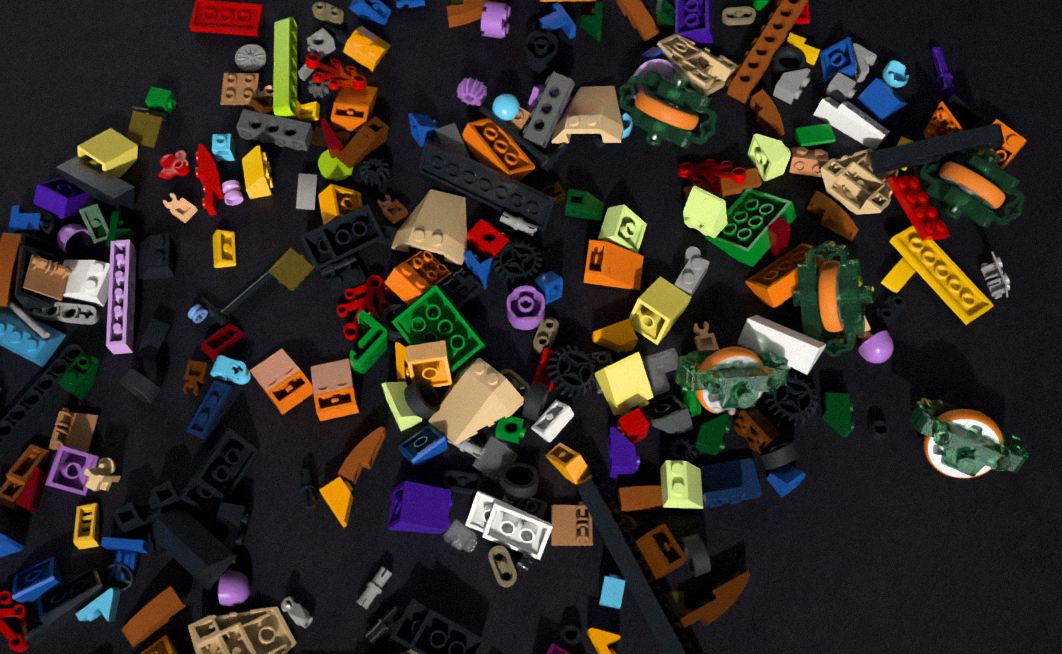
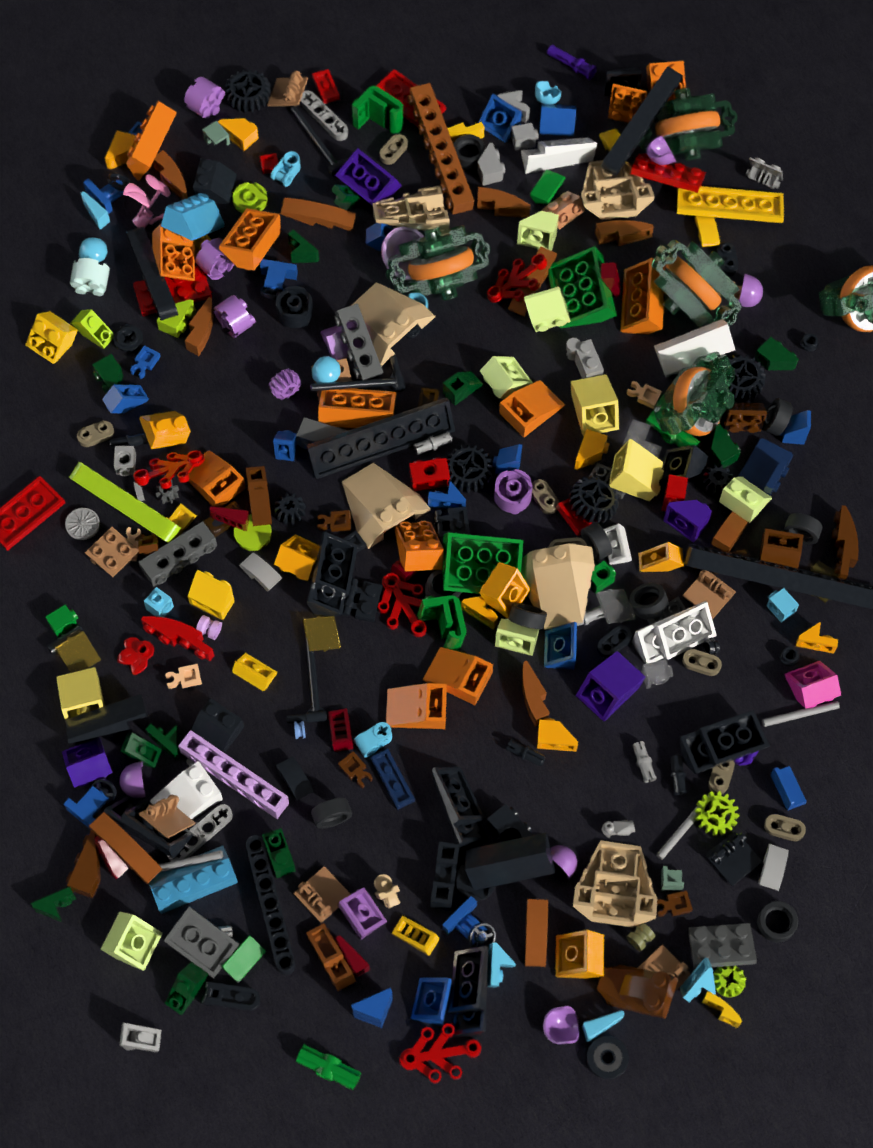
camera: 50 degrees left, 0 degrees up
(927, 185) = (660, 152): none -> medium lavender helmet

